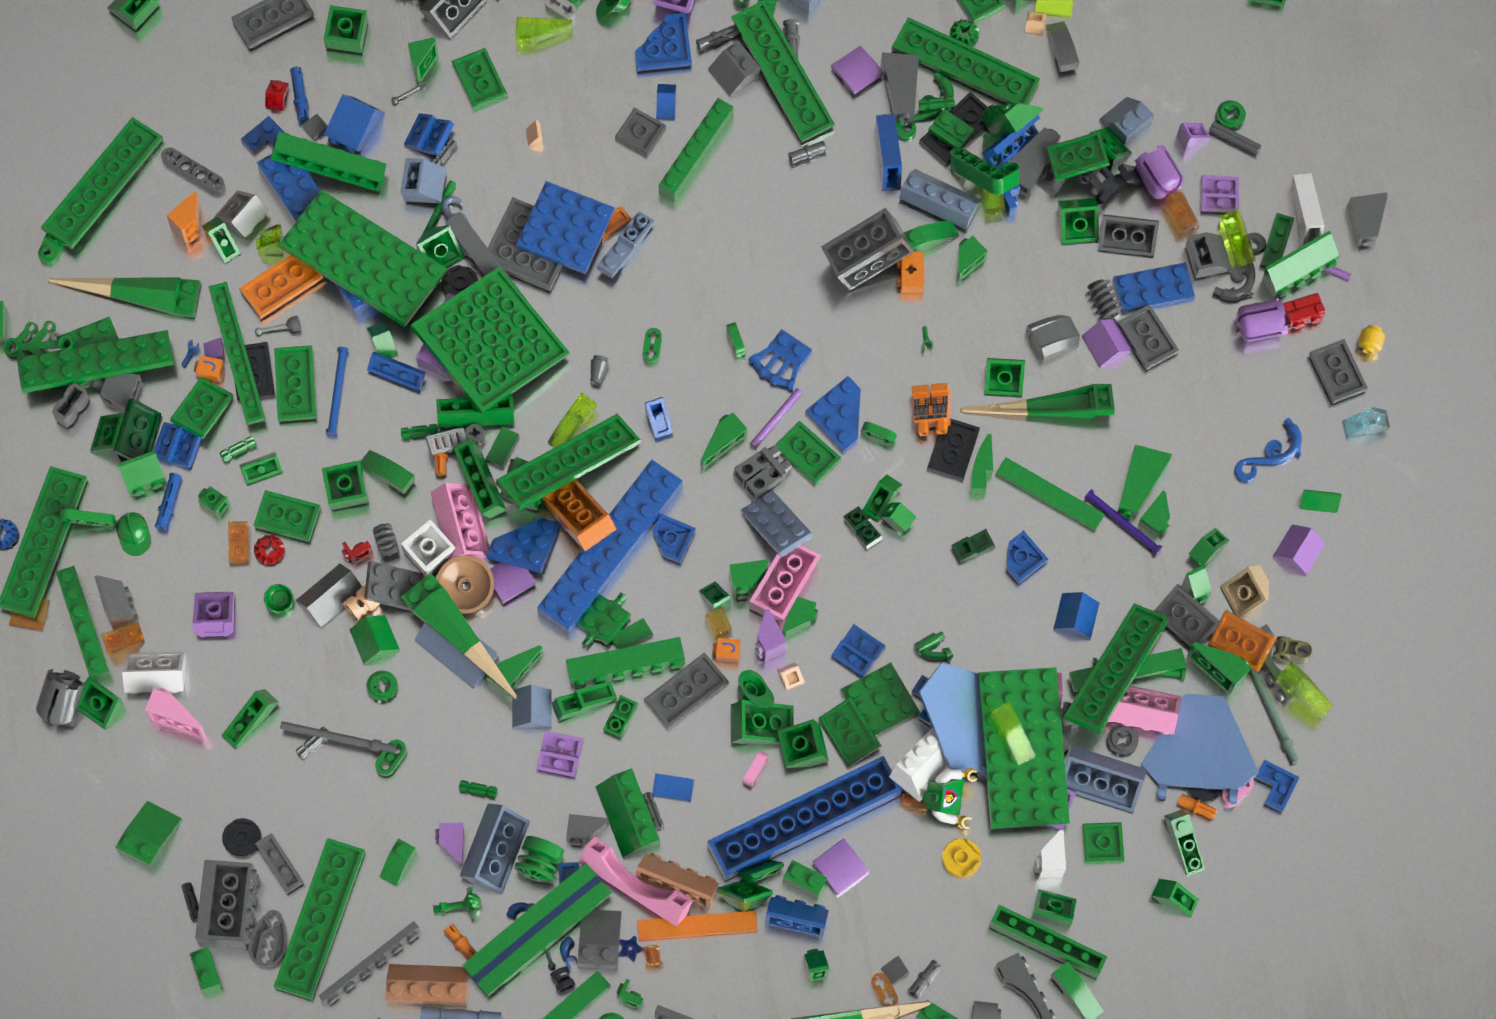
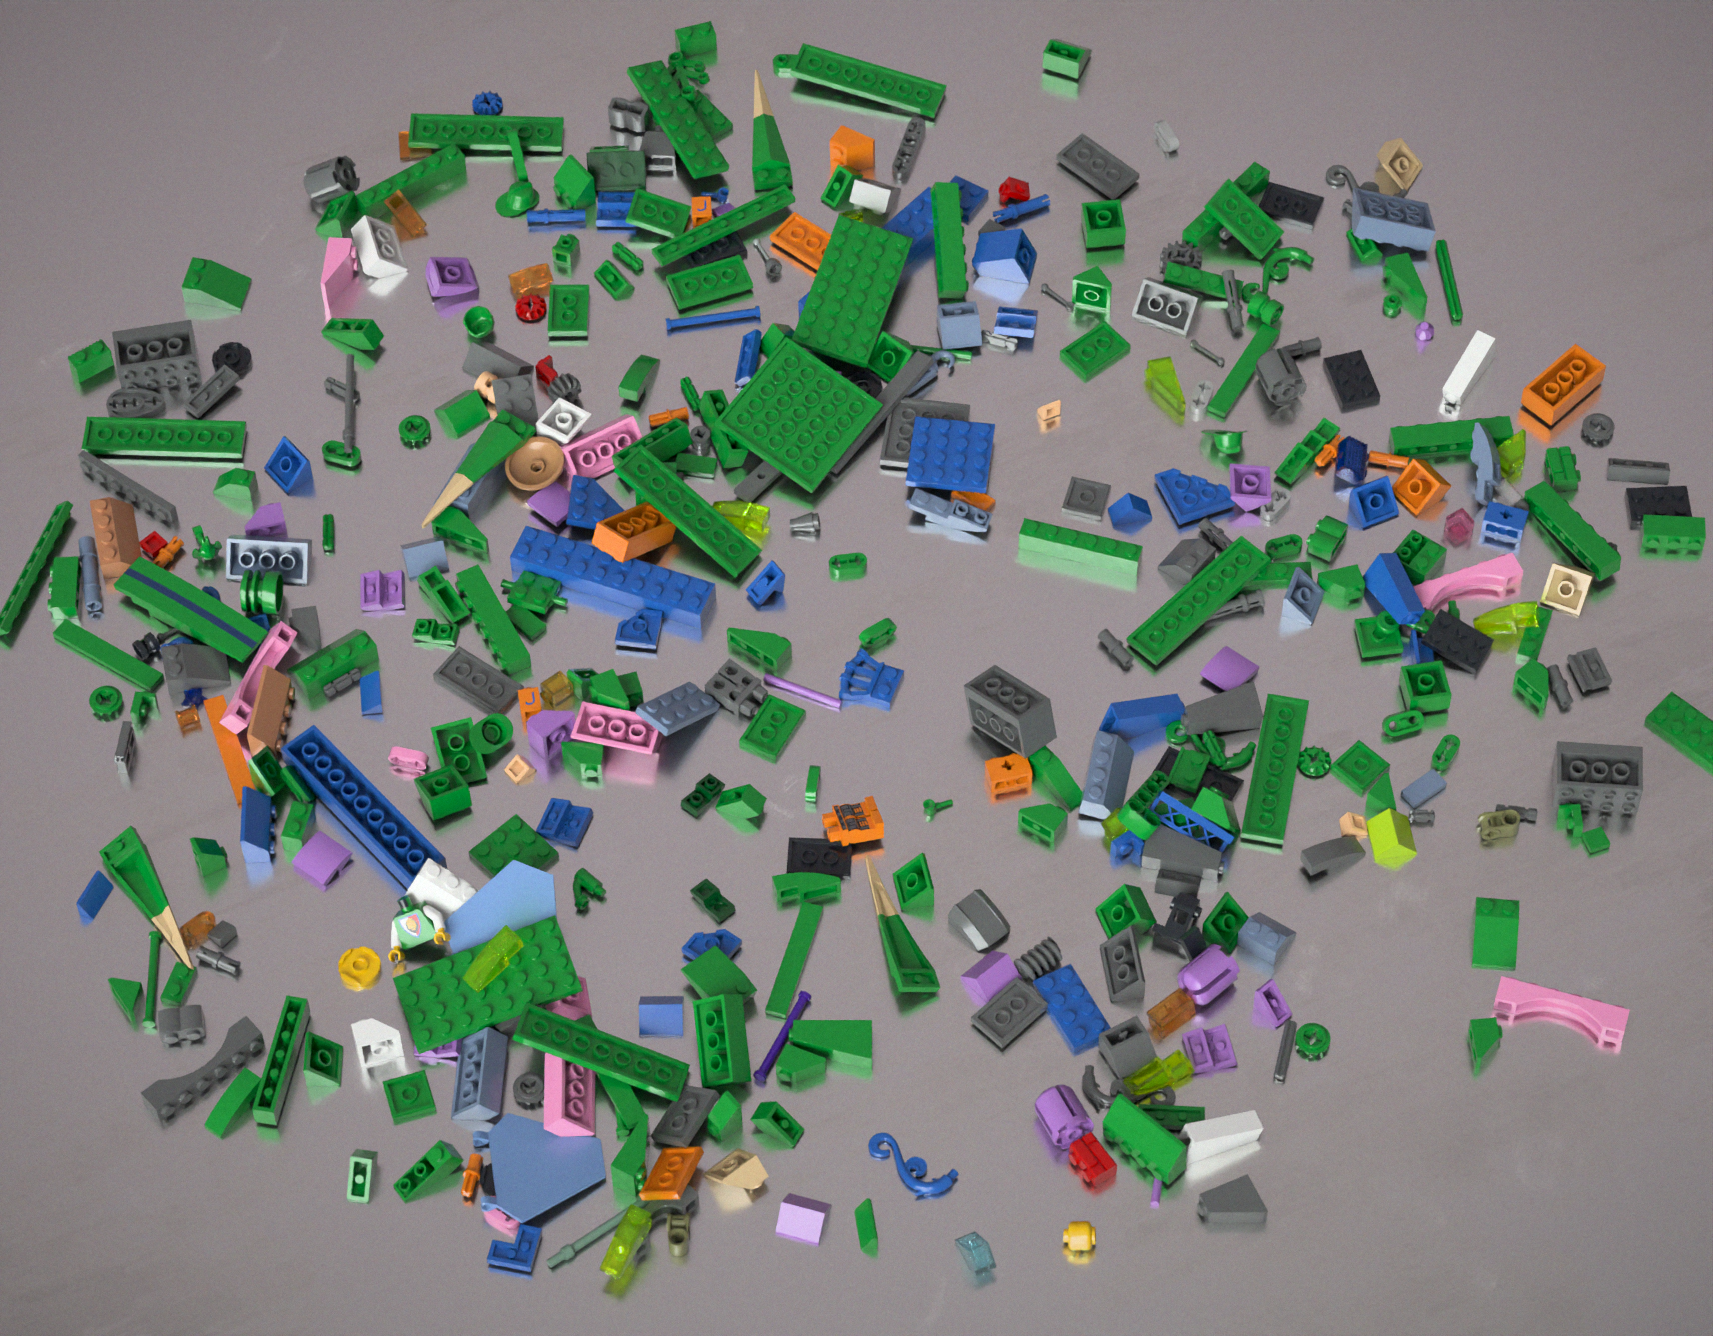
camera: 80 degrees right, 15 degrees down
(115, 601) = (436, 191): dark grey slope -> none
(345, 485) = (611, 343): green brick -> none
(393, 809) = (289, 466): none -> blue slope
(444, 951) = (153, 544): none -> red plate
(457, 437) = (666, 401): light grey slope -> none
(543, 403) = (756, 482): none -> dark grey tile
(735, 556) = (632, 688): none -> green brick
(838, 413) = (825, 745): blue plate -> none
(850, 731) = (470, 832): green tile -> none
(898, 516) = (721, 818): brick -> none
(1064, 557) = (717, 975): none -> green slope
(1077, 156) = (1193, 885): green tile -> none
(1128, 568) = (722, 1040): none -> green slope
(1338, 371) = (1031, 1211): dark grey plate -> none

